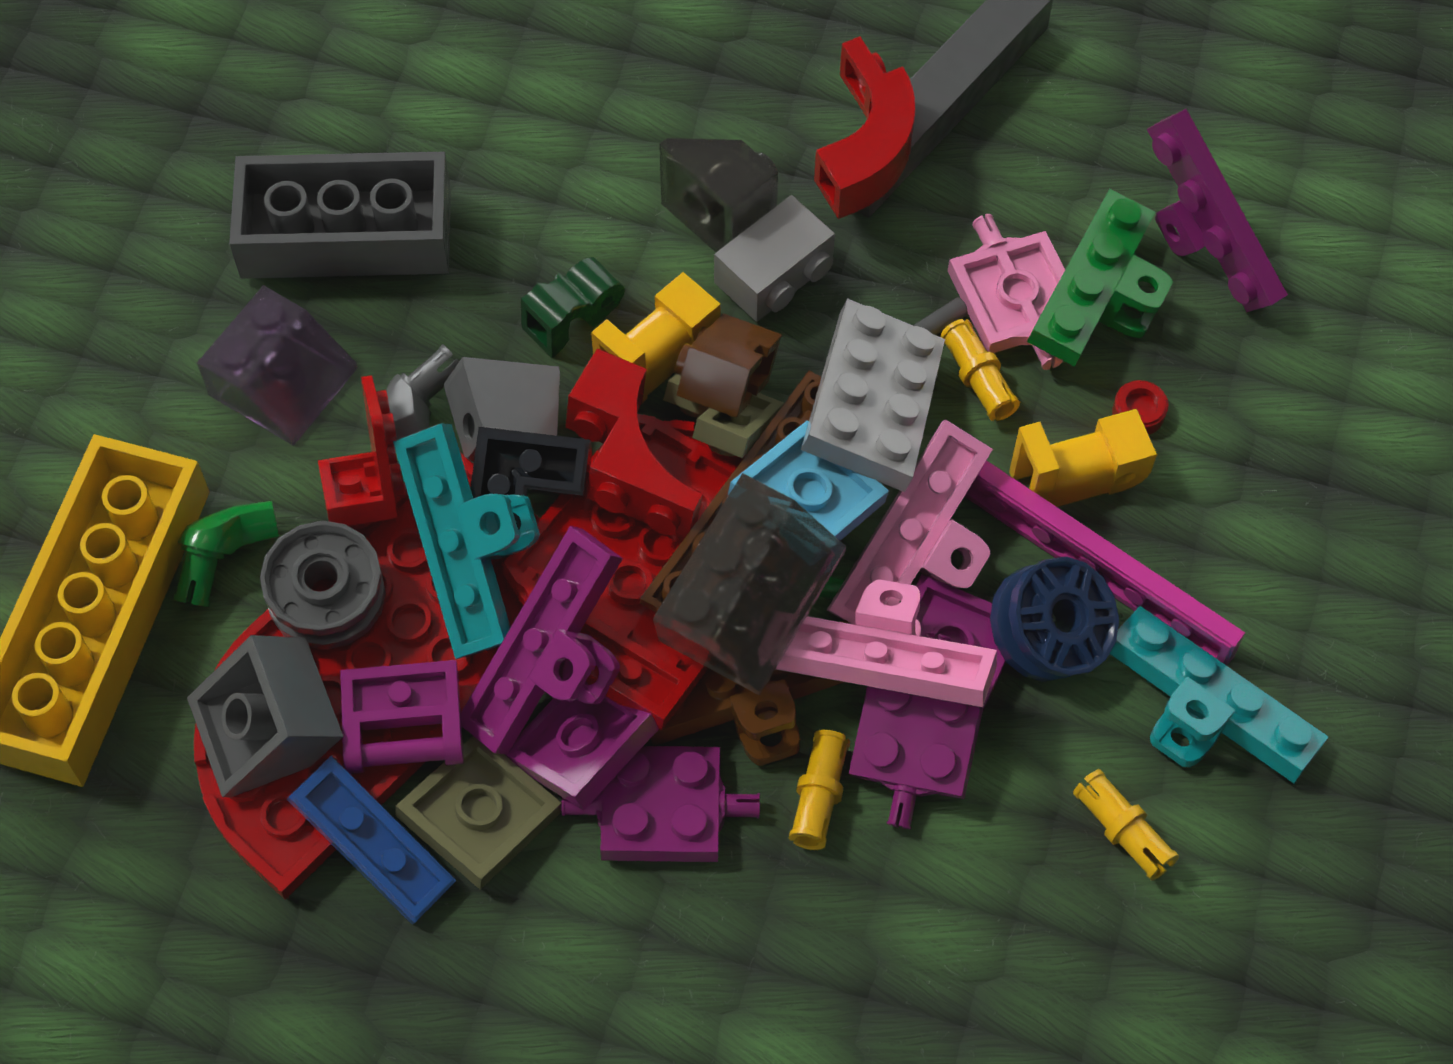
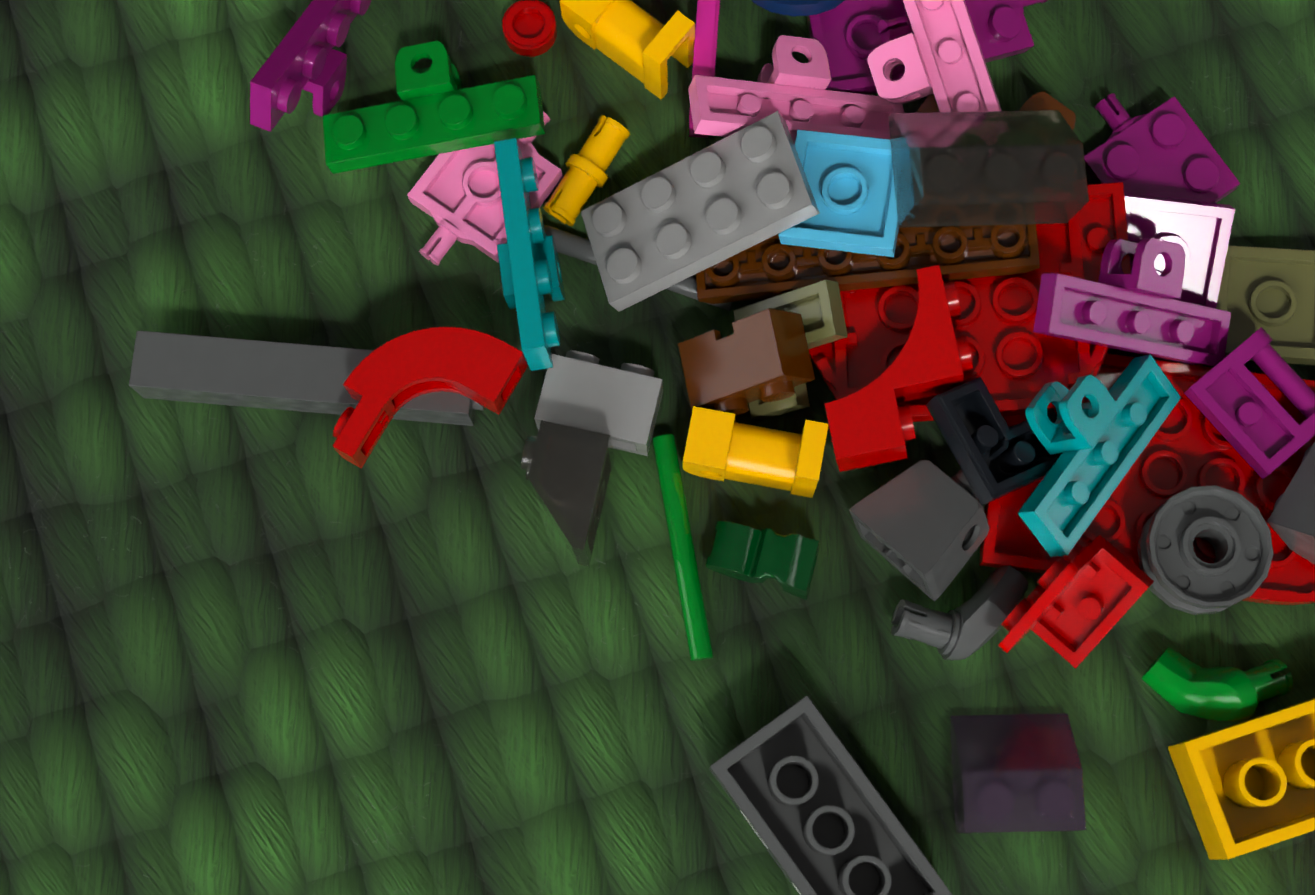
camera: 120 degrees left, 15 degrees up
(609, 258) = (682, 547): none -> green bar
(819, 789) = (1061, 60): yellow pin -> none
(924, 257) = (529, 258): none -> teal plate

